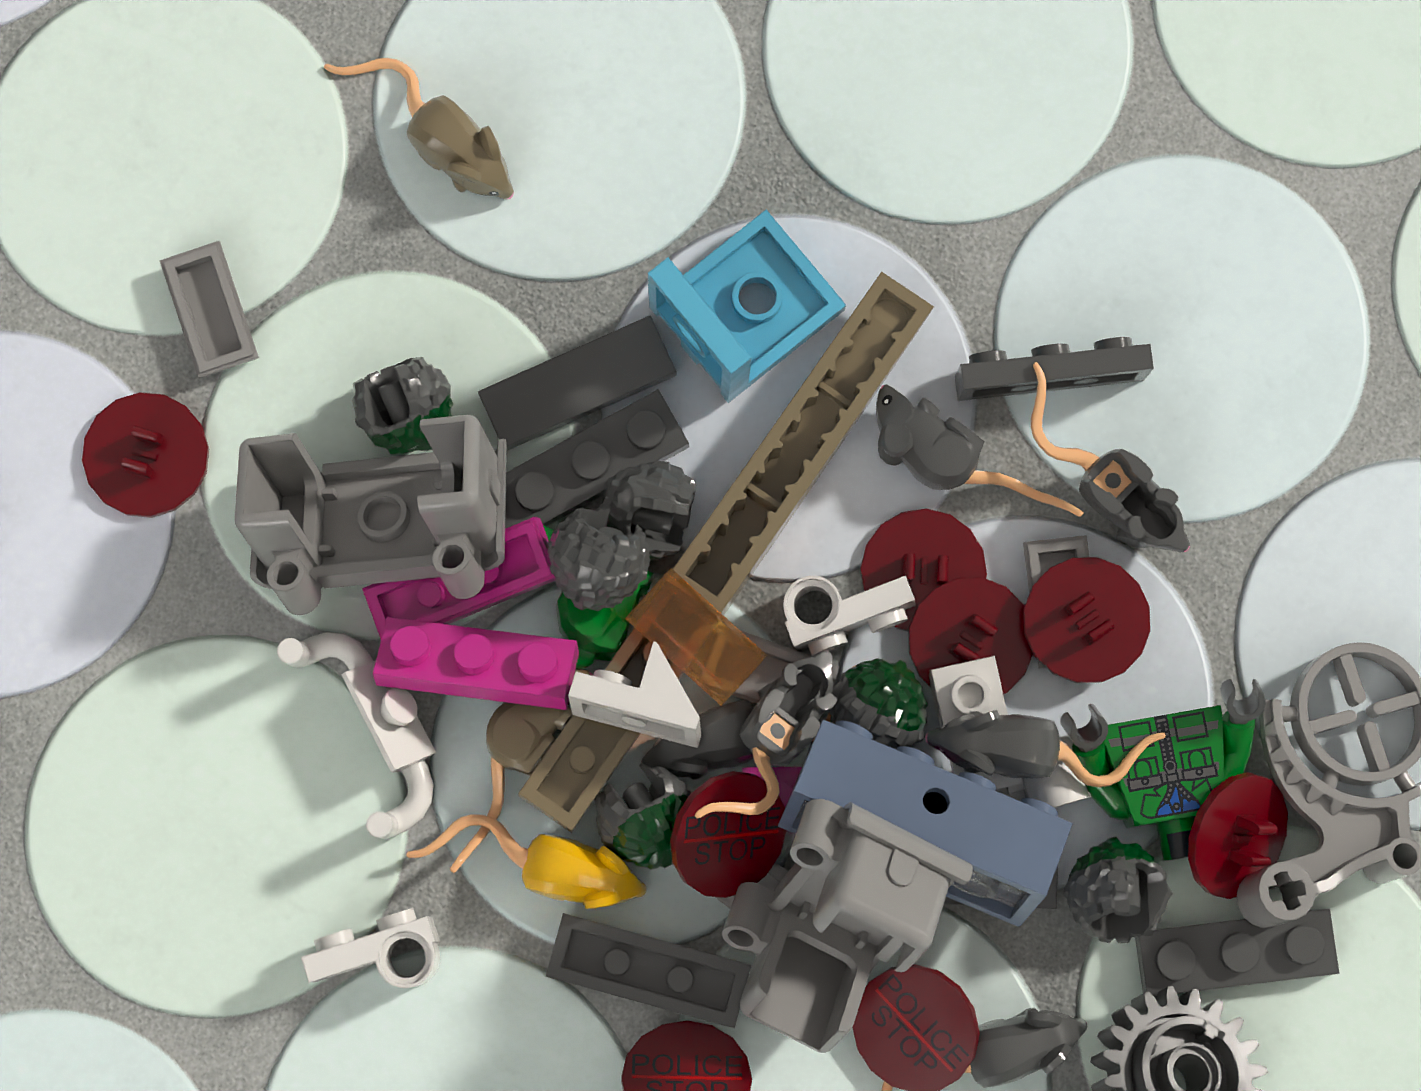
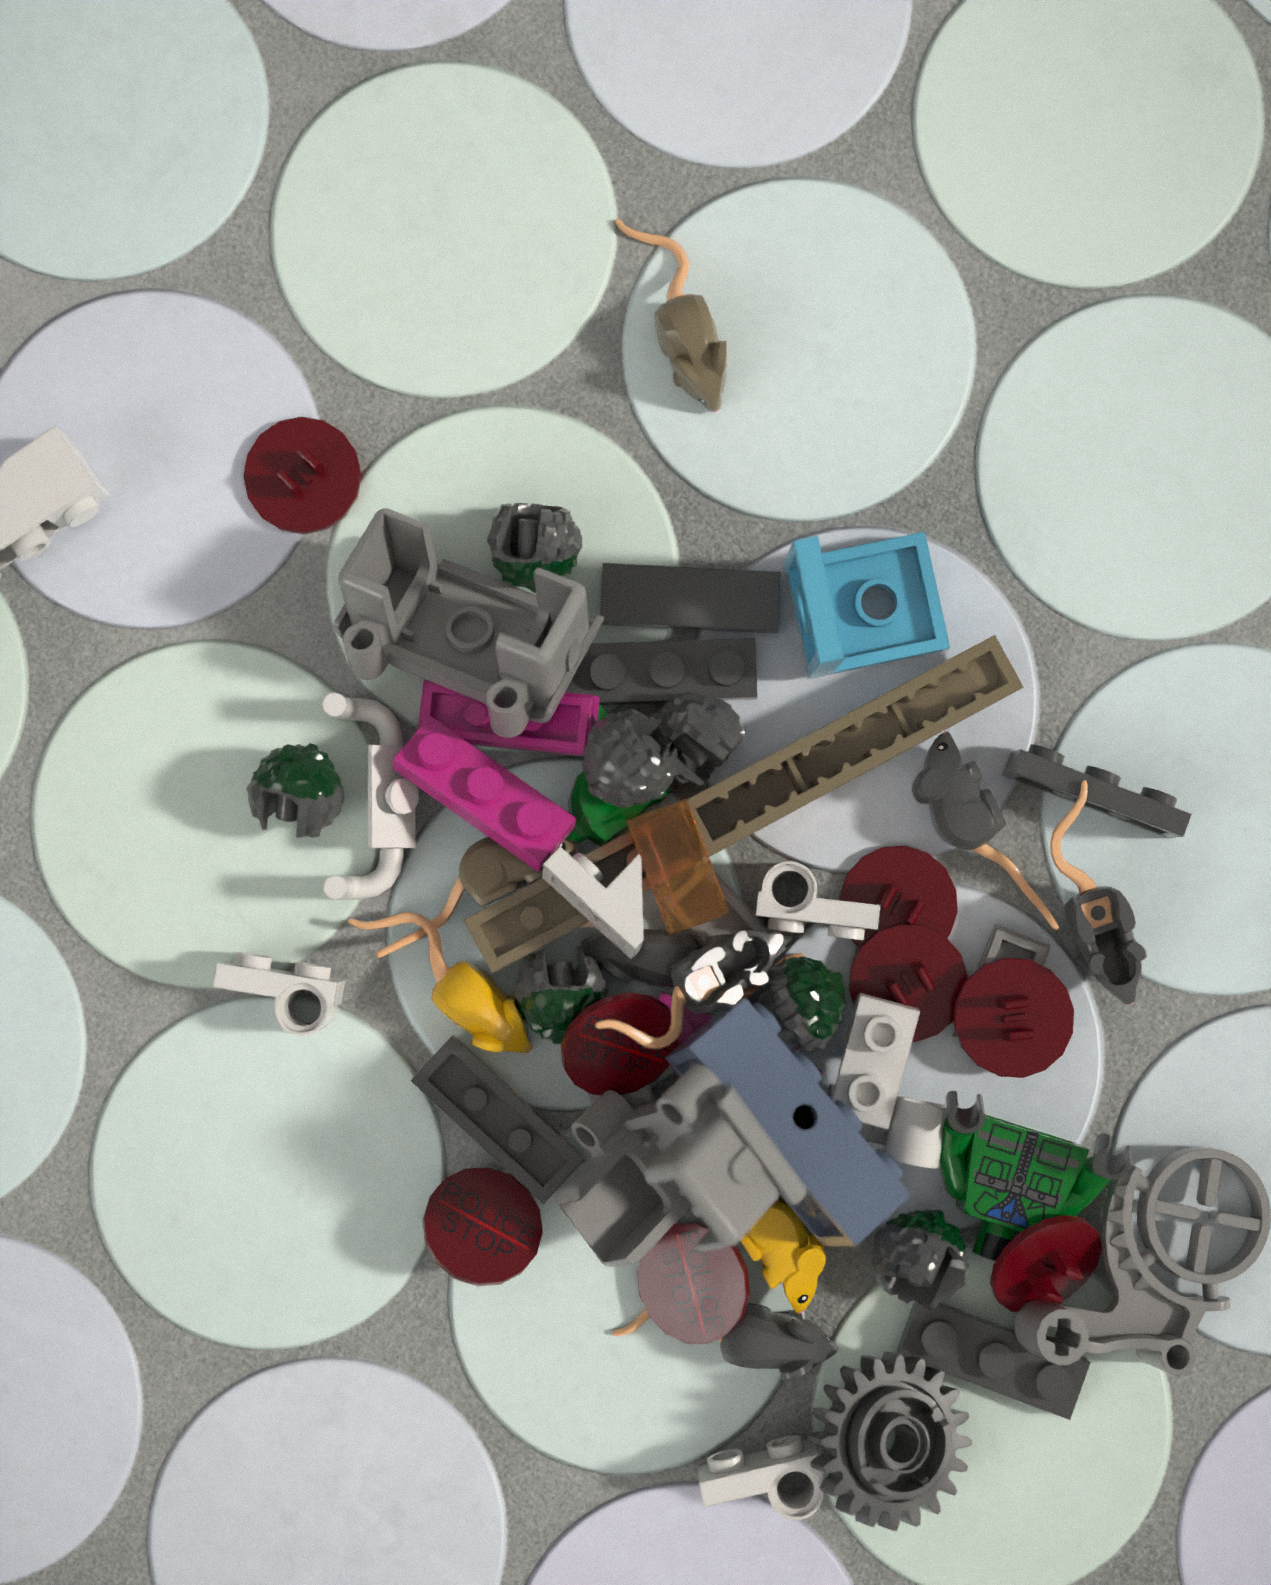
camera: 35 degrees right, 5 degrees up
(209, 309) = (415, 379): light grey tile -> none
(291, 750) = (299, 787): none -> piece
(979, 945) = (786, 1253): none -> yellow animal
(1019, 747) = (899, 1101): dark grey animal -> none

